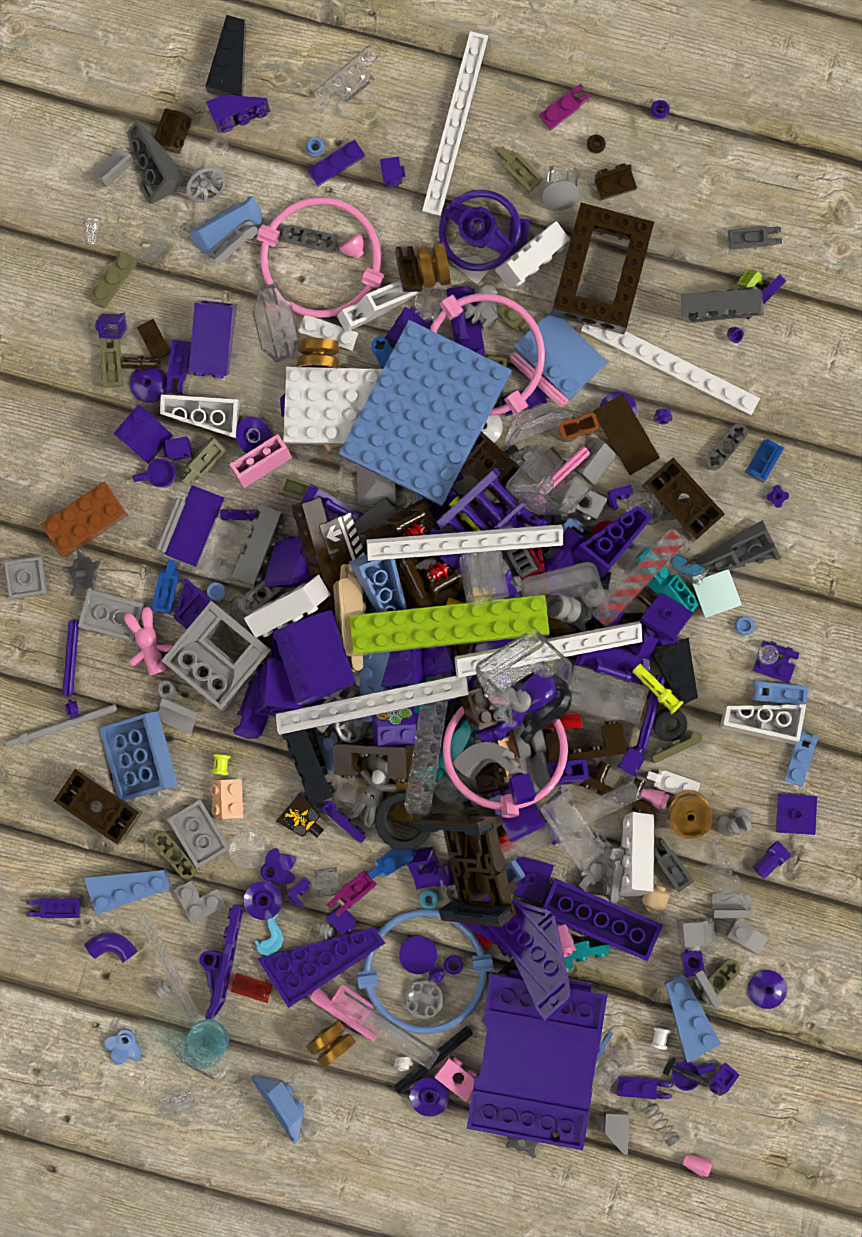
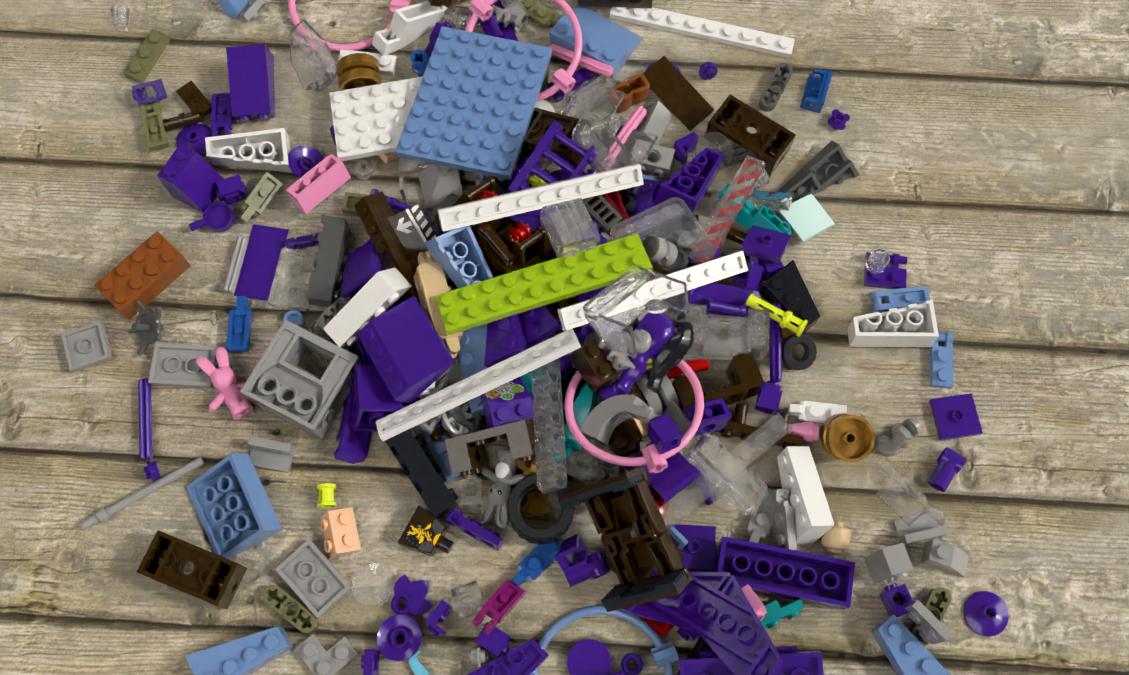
camera: 15 degrees left, 15 degrees down
(161, 684) = (250, 425): light grey plate -> none
(190, 604) = (264, 334): dark purple wing -> none
(424, 904) = (586, 588): medium azure plate -> none
(447, 889) = (606, 577): light grey plate -> none
(673, 867) = (844, 500): dark grey hinge -> none
(677, 746) = (811, 374): olive plate -> none
(744, 625) = (843, 243): medium blue tile -> none

